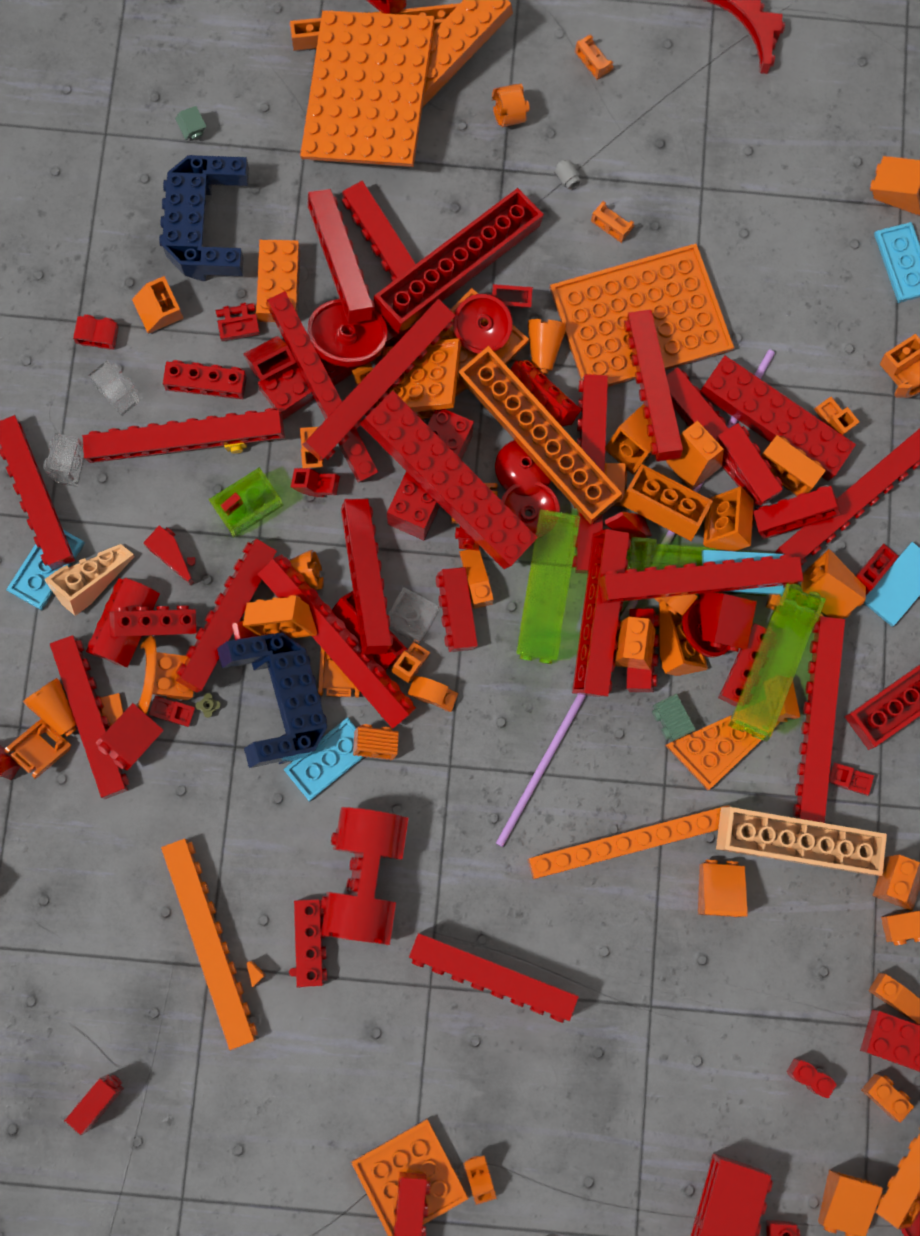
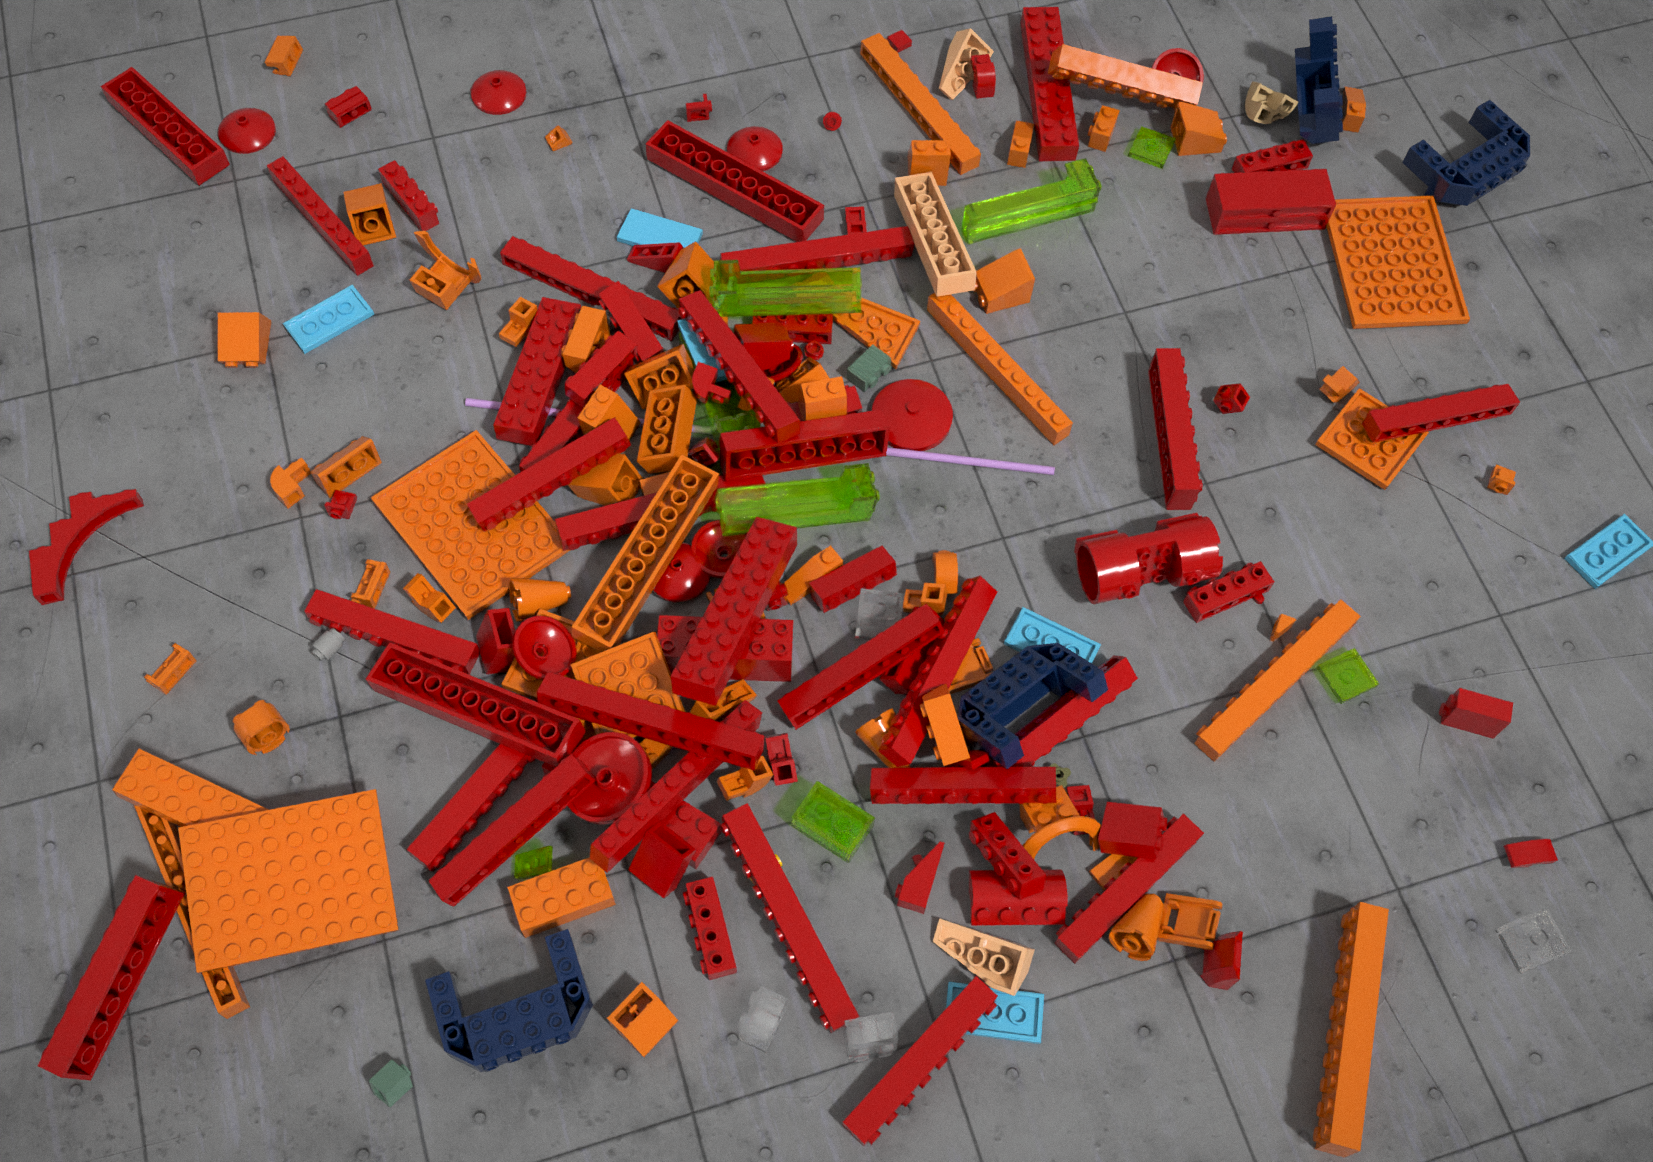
camera: 110 degrees left, 15 degrees down
(96, 332) = (701, 1079): red brick -> none
(185, 1010) = (1347, 675): none -> clear neon green plate
(231, 504) = (847, 822): red tile -> none
(240, 326) = (633, 920): red plate -> none
(253, 726) = (1069, 714): none -> red brick
(312, 270) = (533, 862): none -> clear neon green slope
(375, 742) = (1018, 601): orange brick -> none
(388, 466) = (728, 702): none -> orange slope
(505, 1055) = (1231, 398): none -> red brick
(547, 393) = (595, 567): red brick -> none
(559, 225) = (382, 628): none -> red brick
(577, 261) = (427, 599): none -> orange brick
(609, 738) = (916, 414): none -> red dish
(694, 545) = (703, 385): none -> red brick
(700, 220) = (341, 505): none -> red bracket
(713, 676) = (814, 350): none -> red plate
(735, 231) = (346, 466): none -> orange slope
(736, 180) = (286, 482): none -> orange brick
(803, 1019) = (1033, 206): none -> clear neon green brick
(807, 1075) = (1118, 181): red brick -> none
(848, 1143) = (1151, 147): none -> clear neon green plate

